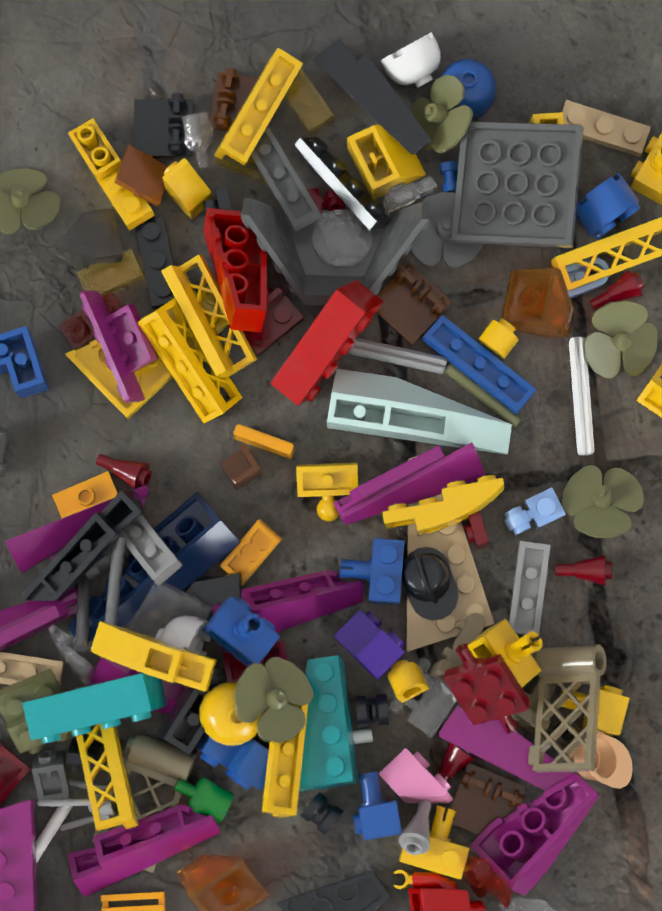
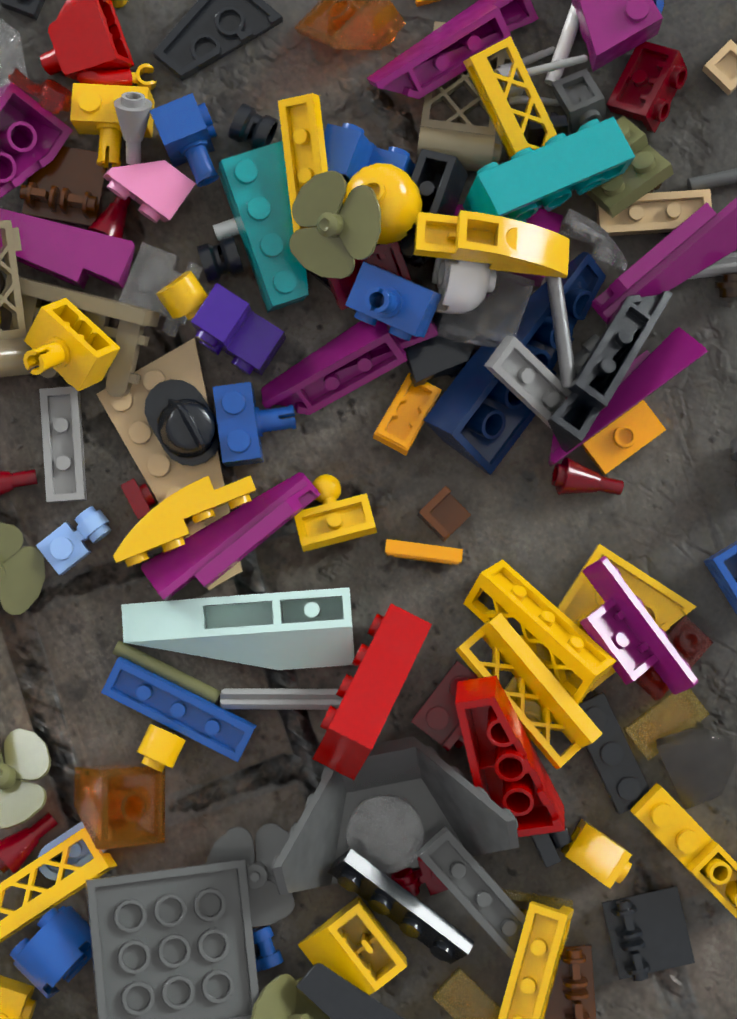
camera: 165 degrees right, 5 degrees up
(83, 609) = (590, 285): flat silver bar -> none
(141, 175) = (659, 859): dark orange piece -> none
(198, 136) = (600, 930): clear piece -> none
(206, 798) = (391, 114): green piece -> none
(402, 195) = (322, 908): clear plate -> none
(411, 303) = (279, 770): reddish brown hinge -> none
(486, 689) = (82, 298): dark red plate -> none
(581, 397) = (44, 698): white axle -> none

